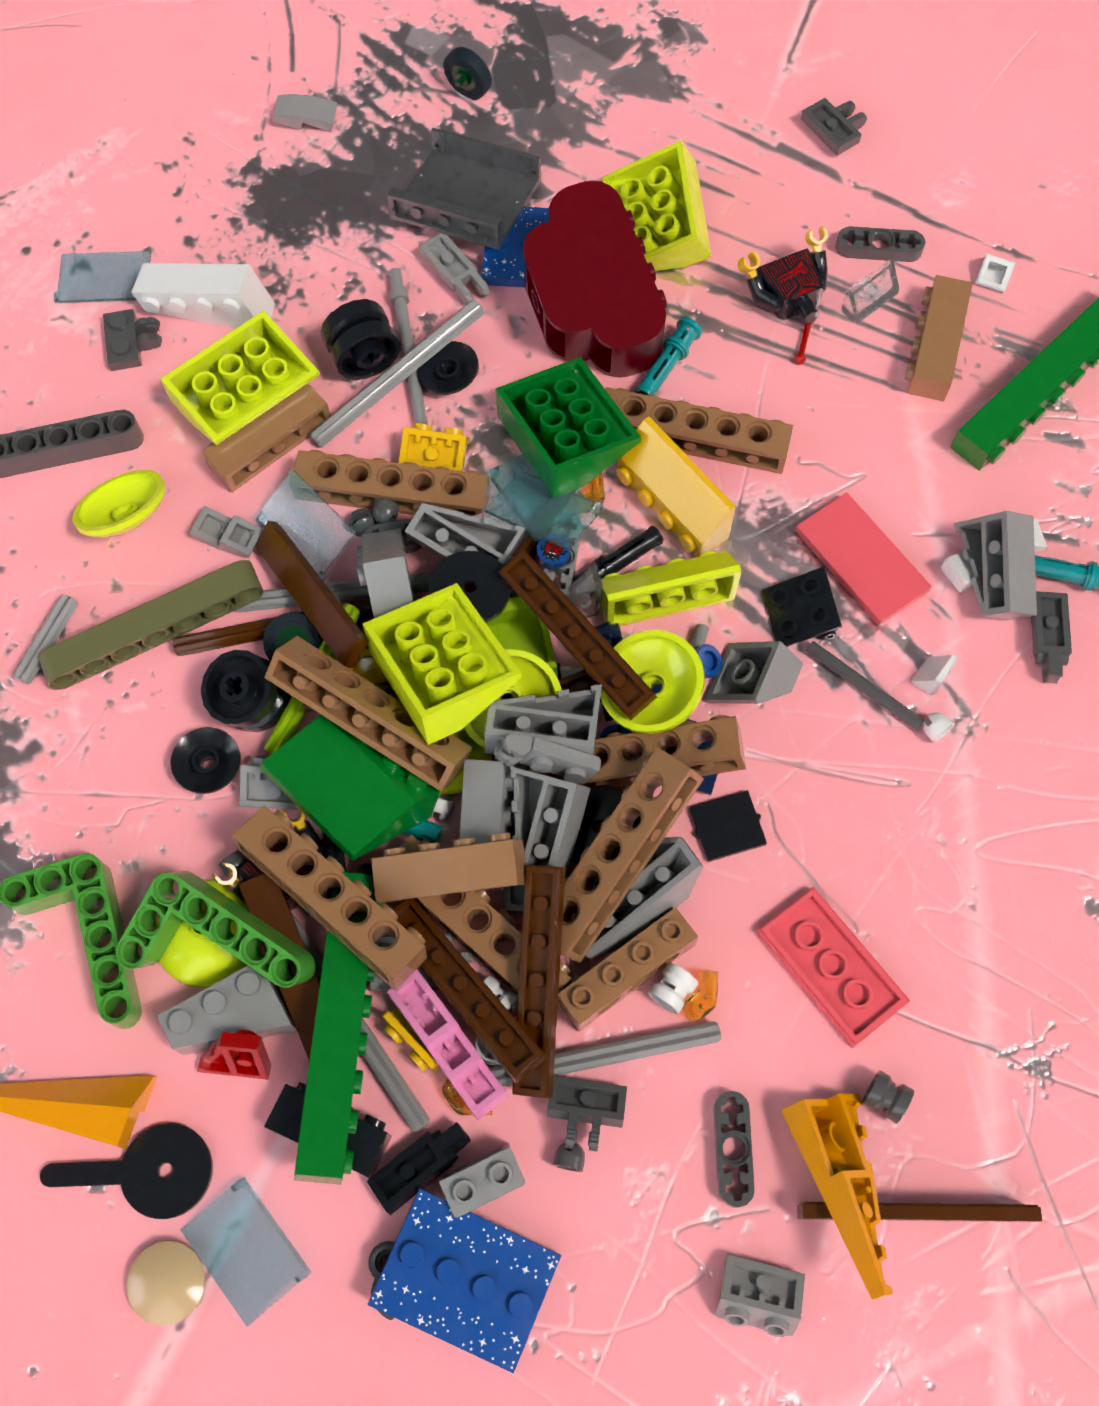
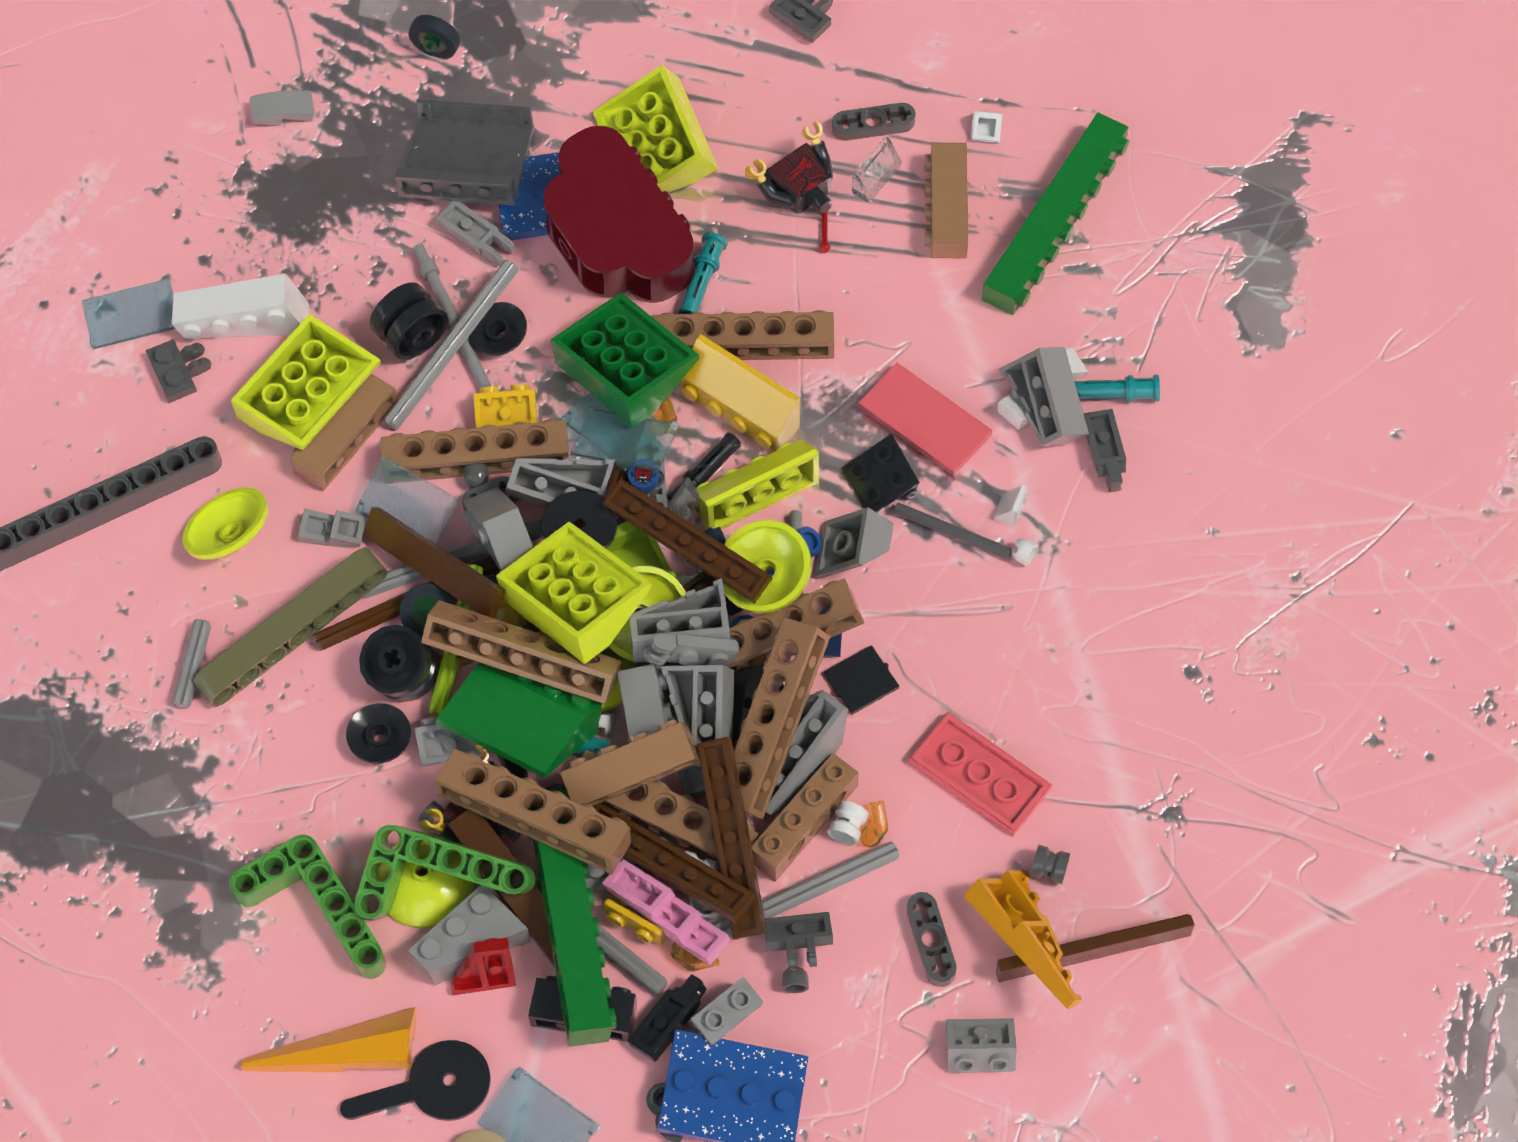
camera: 15 degrees left, 5 degrees down
(364, 520) = (458, 491): dark grey hinge -> none

